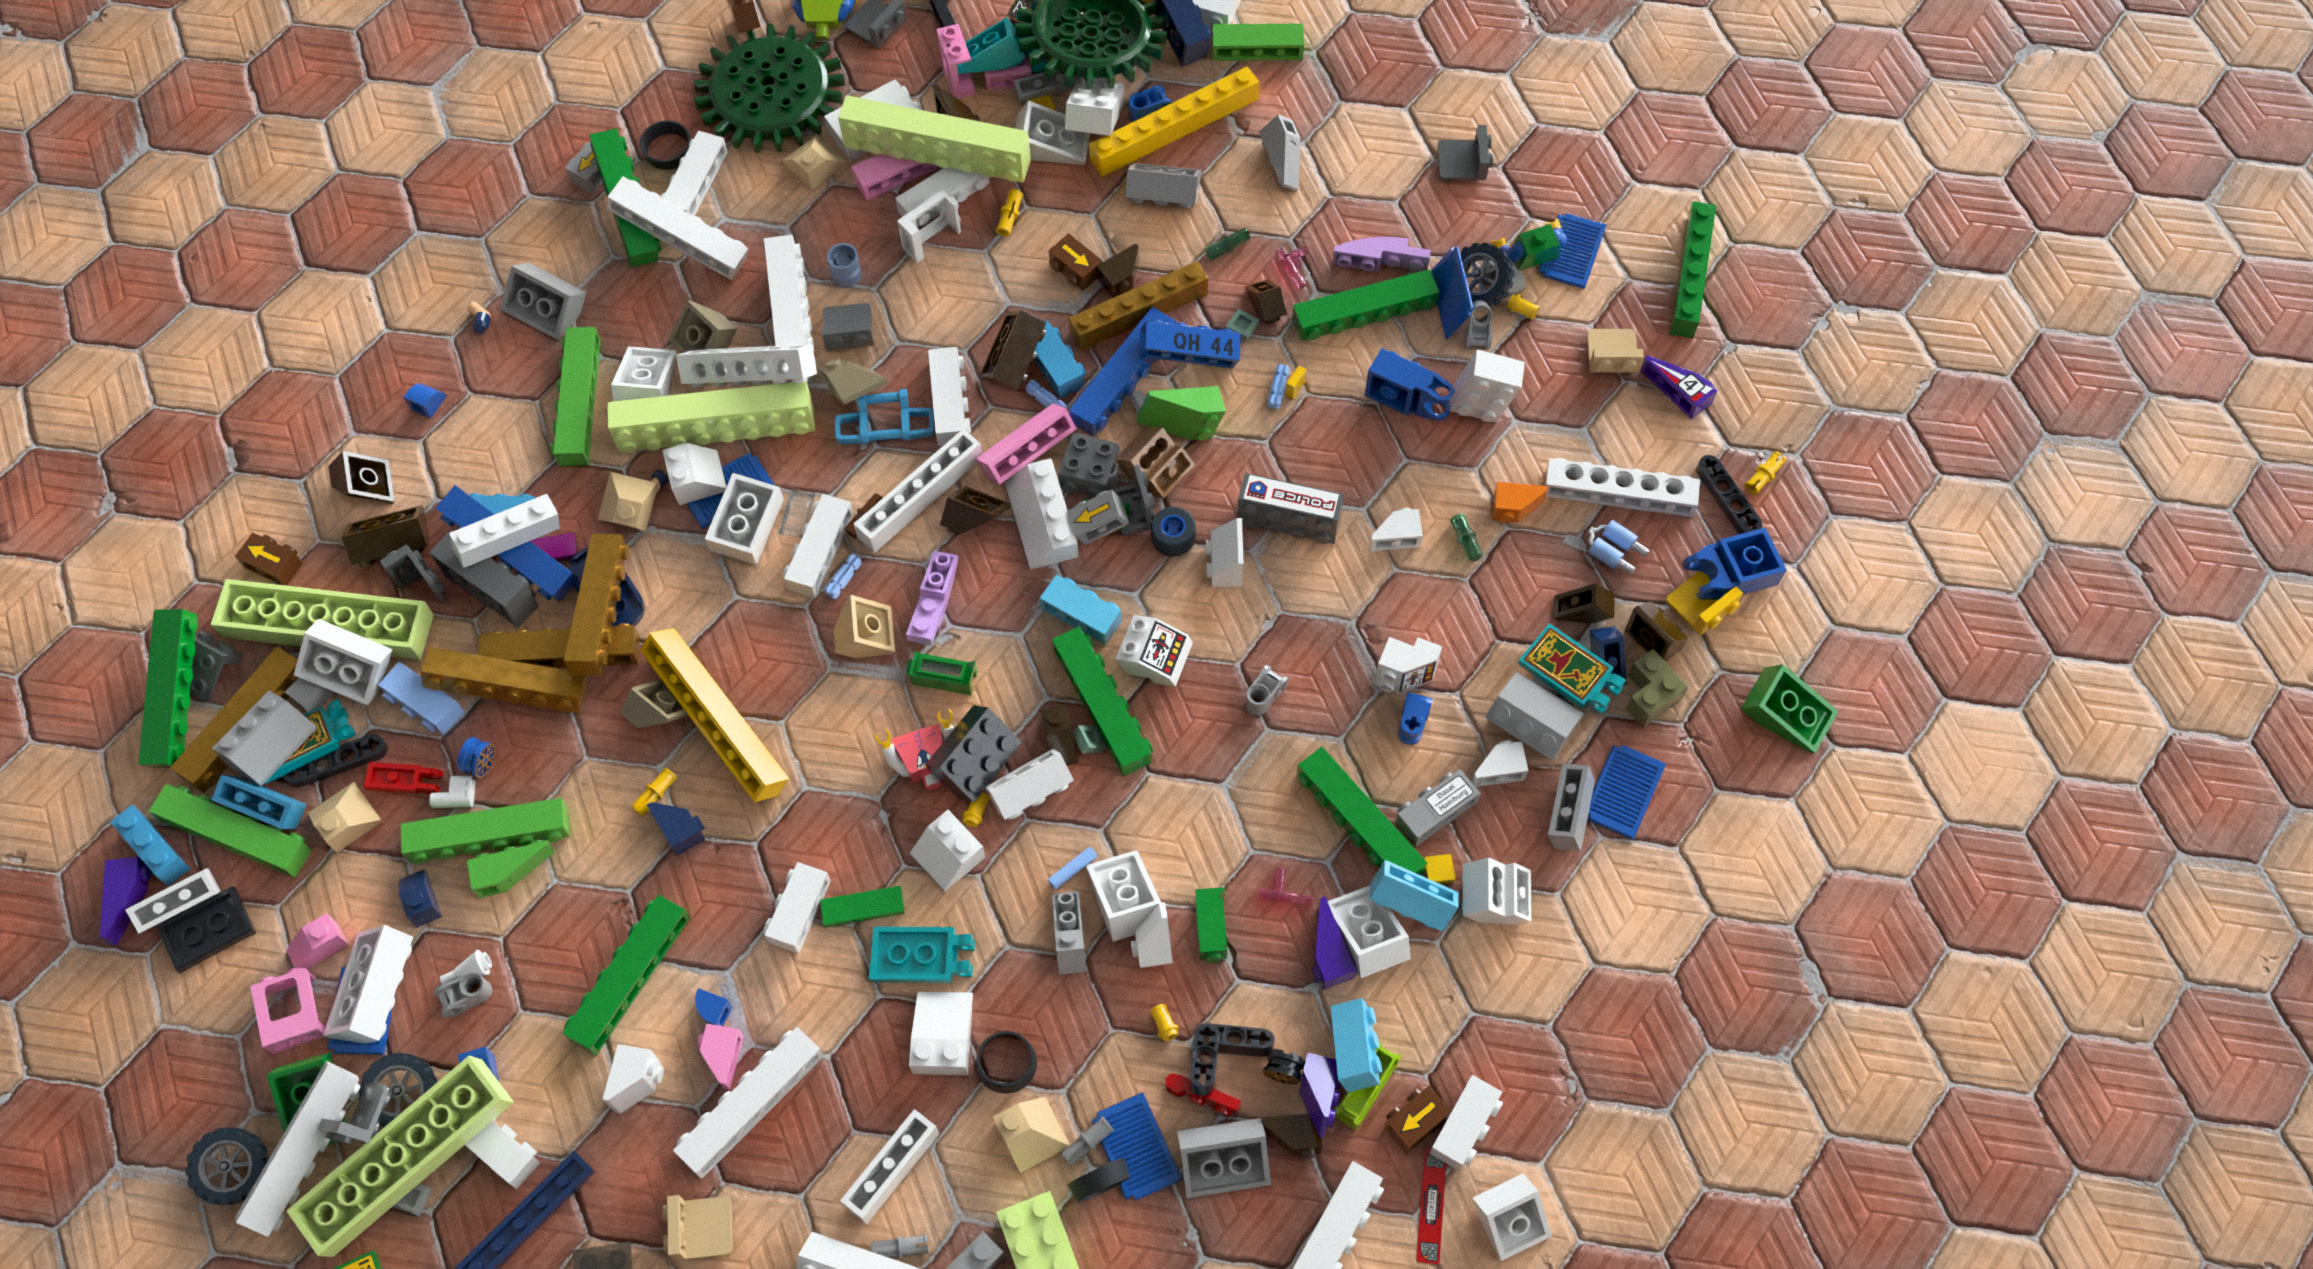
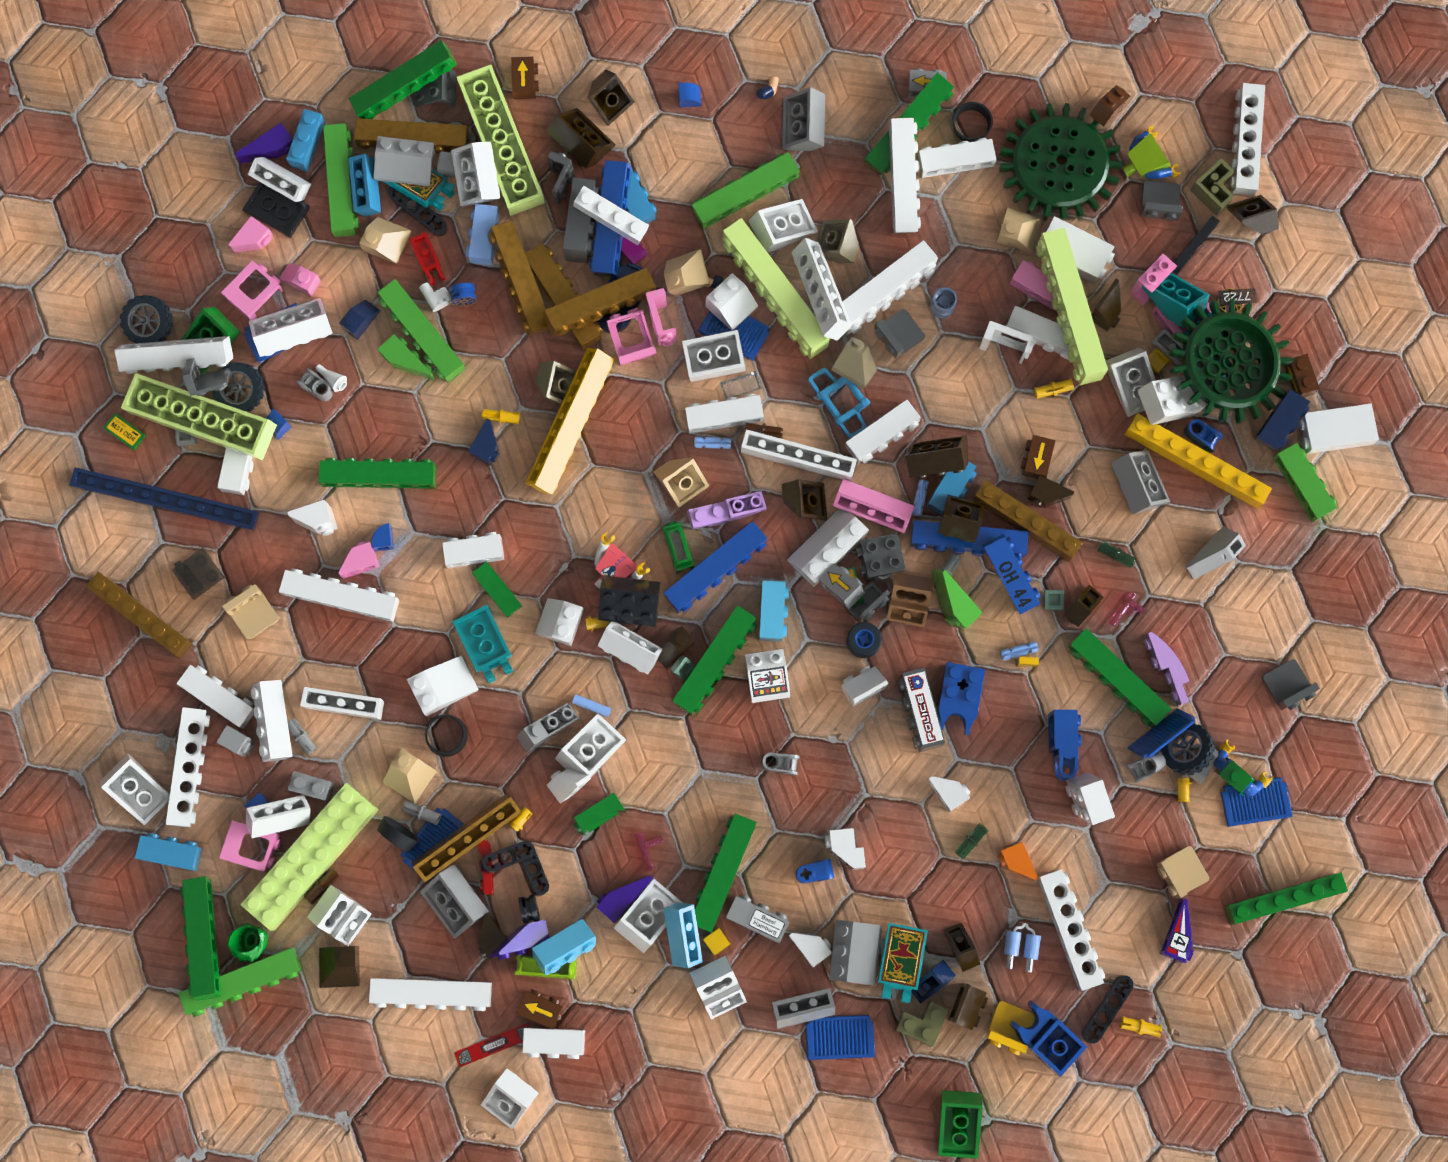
camera: 60 degrees right, 15 degrees up
(219, 975) = (251, 237): none -> bright pink slope
(638, 548) = (655, 300): none -> bright pink window
(681, 603) = (635, 352): none -> bright pink window
(991, 643) = (715, 567): none -> blue brick
(1099, 359) = (961, 518): none -> dark brown slope
(1152, 1097) = (466, 837): none -> pearl gold brick
(1293, 459) = (960, 702): none -> blue brick

